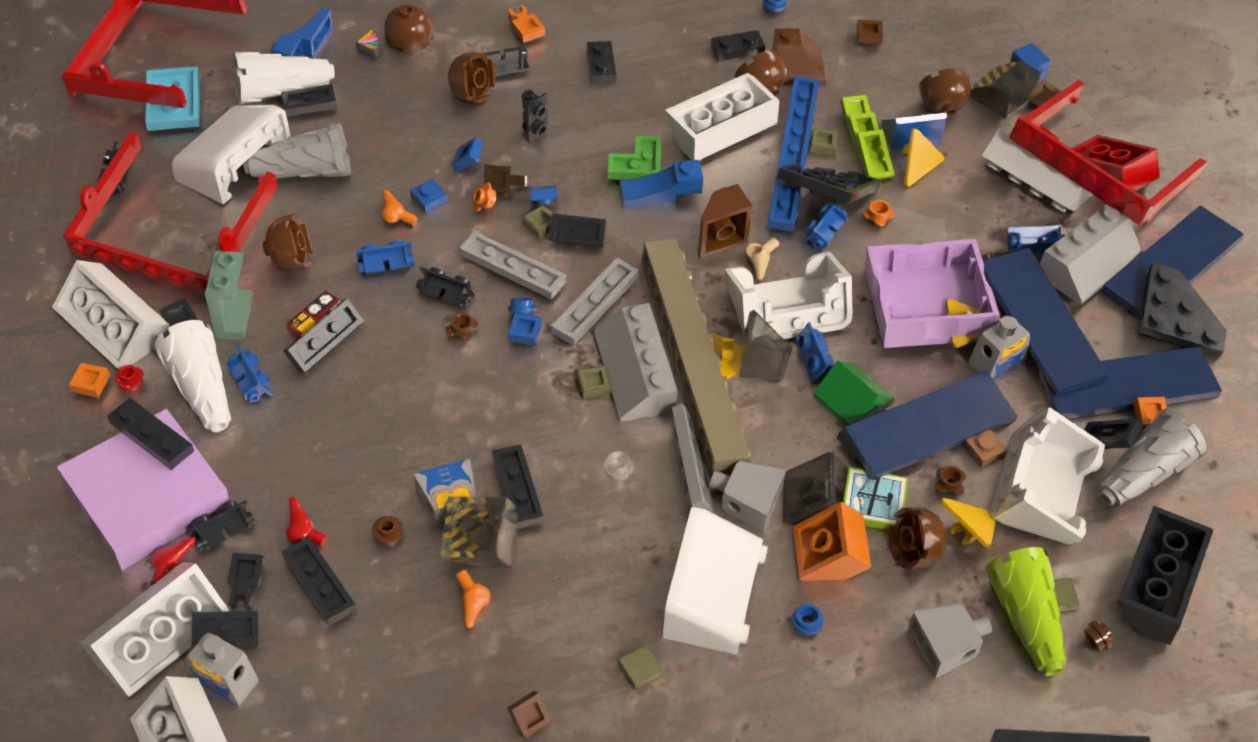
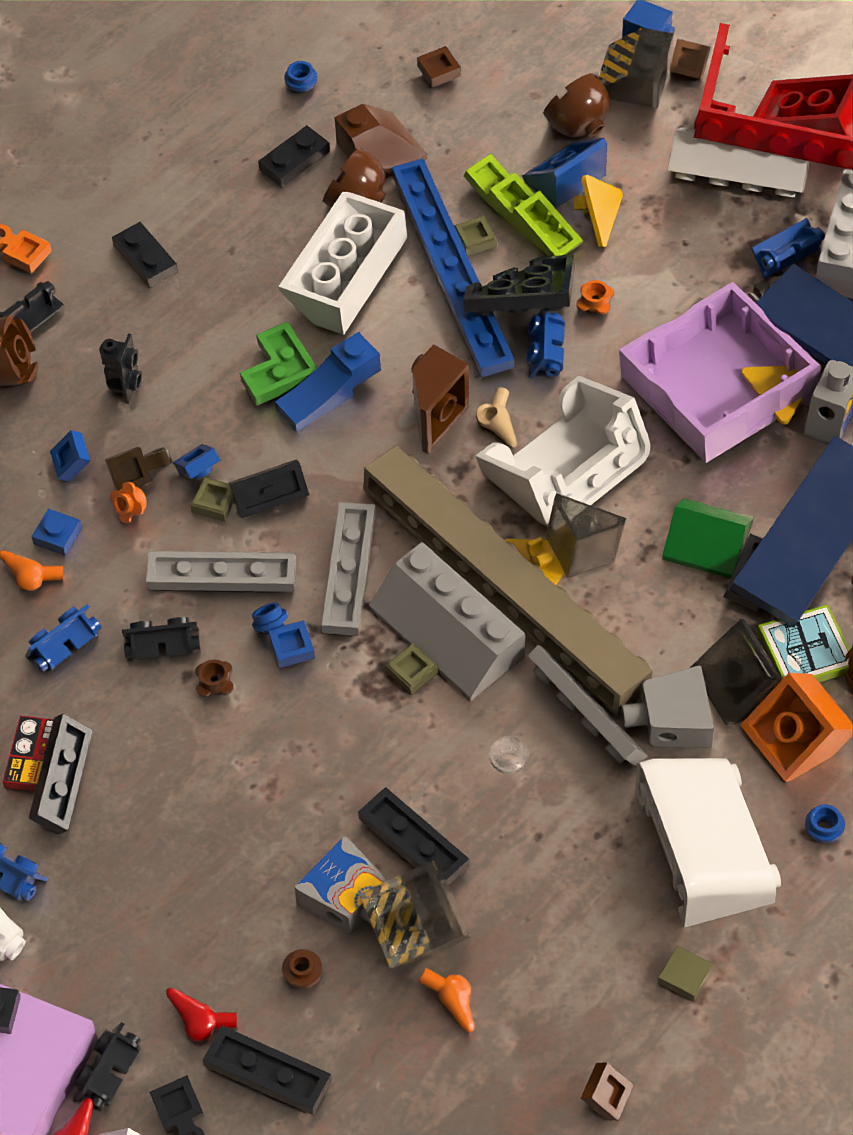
camera: 25 degrees left, 5 degrees up
(814, 352) = (630, 502): blue hinge -> none

